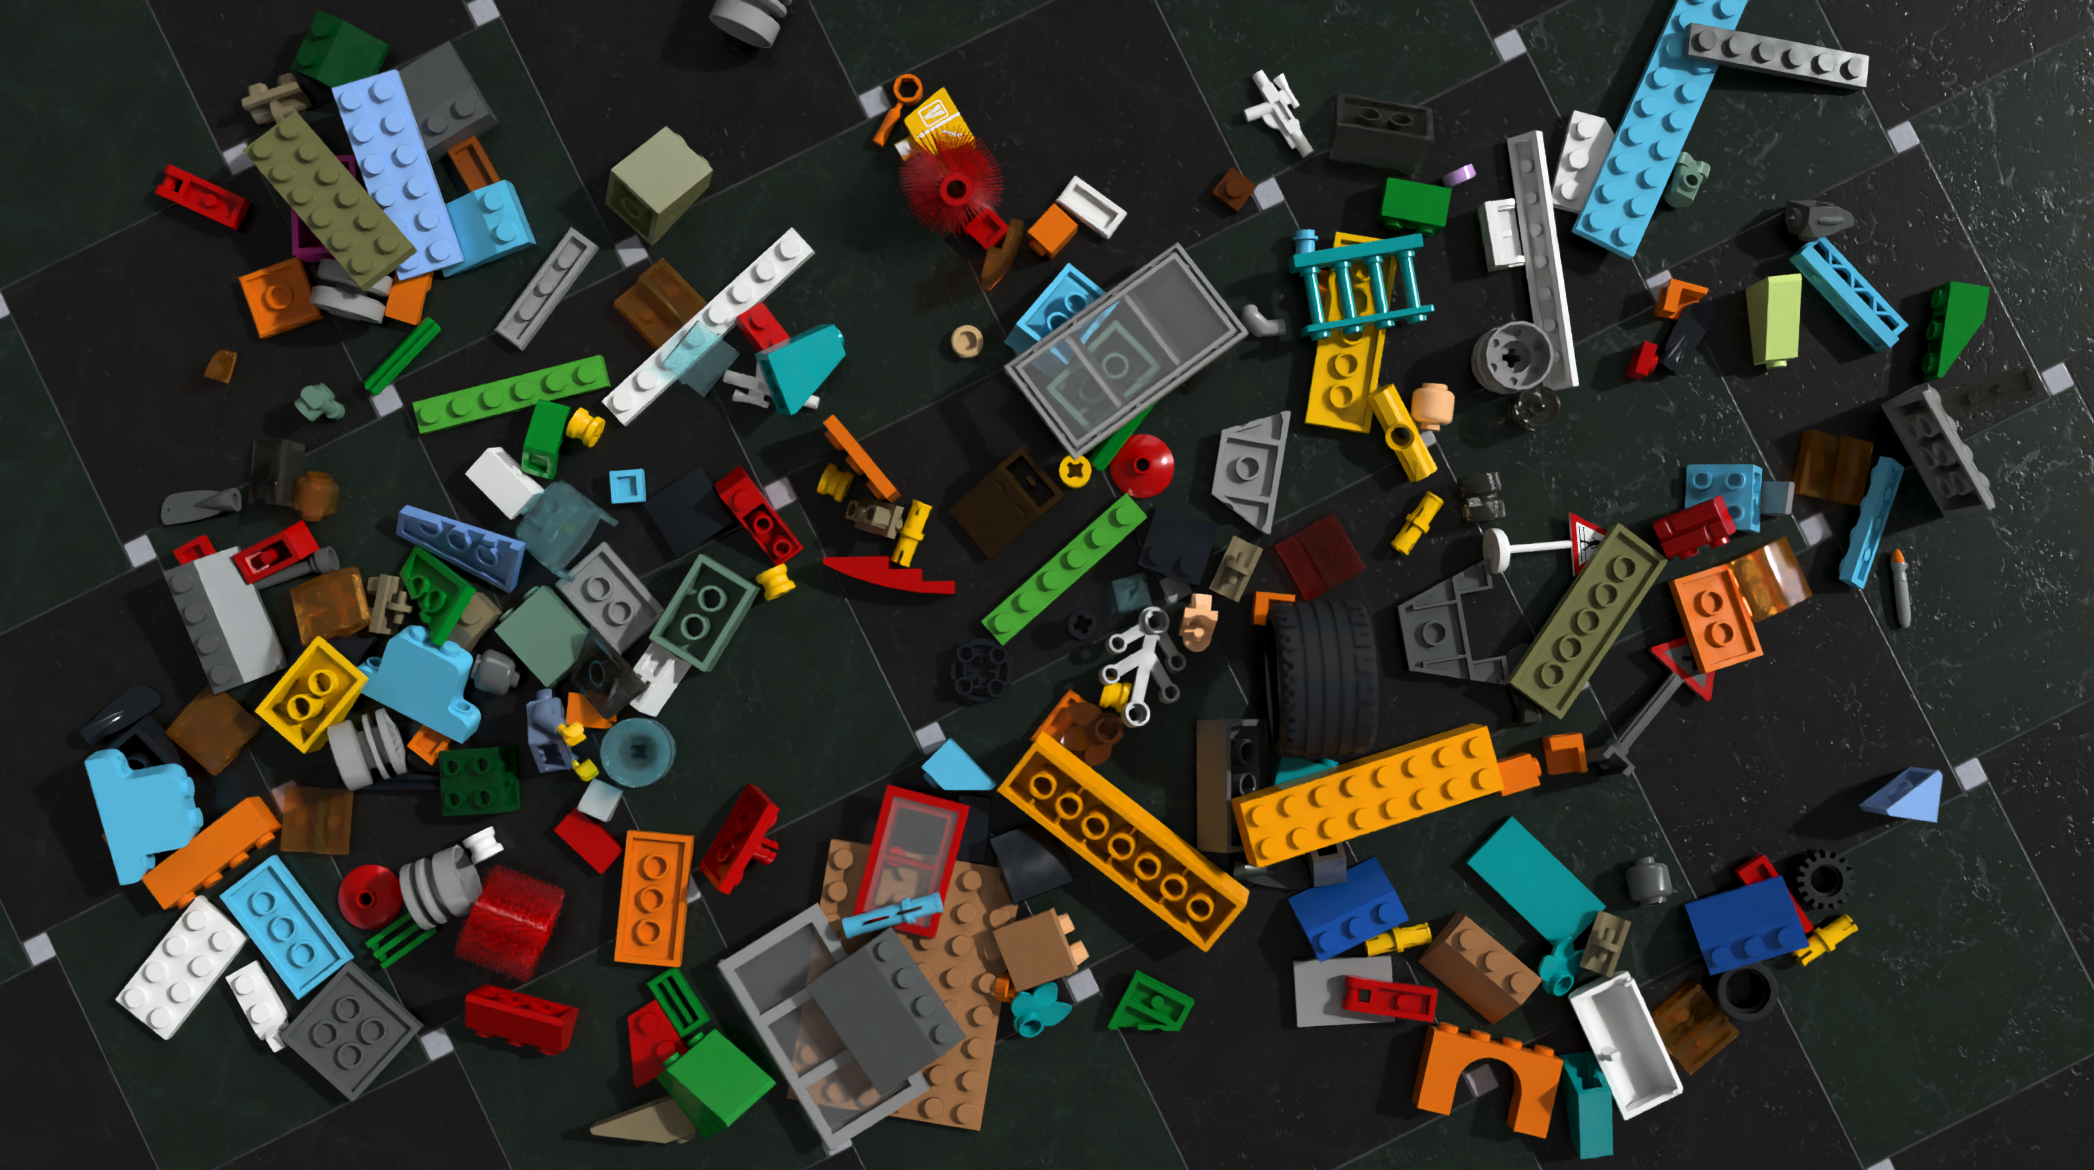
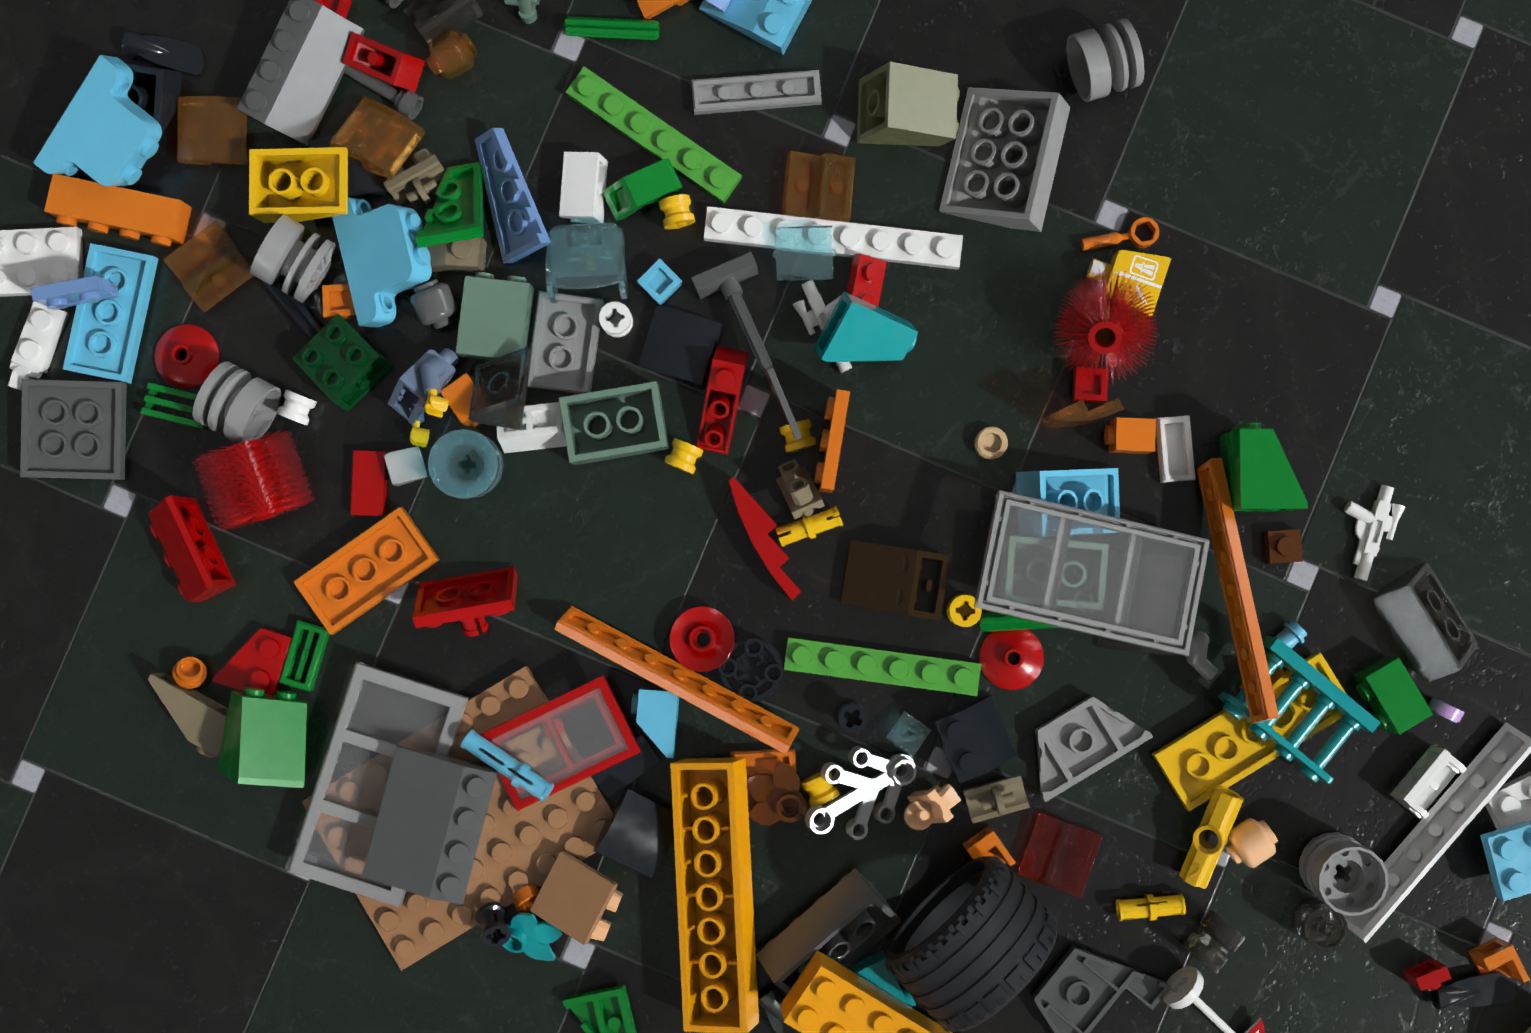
camera: 50 degrees right, 0 degrees up
(247, 938) = (74, 292): none -> medium blue plate
(615, 1100) = (189, 673): none -> orange plate
(633, 547) = (616, 325): none -> white wheel
(669, 434) = (727, 279): none -> dark grey piece
(760, 143) = (1005, 157): none -> light grey slope
(910, 691) = (686, 634): none -> red dish
(939, 731) = (677, 679): none -> orange tile
(1007, 1026) = (493, 924): none -> black bush
(1159, 163) = (1259, 471): none -> green slope
(1233, 254) = (1237, 592): none -> orange tile

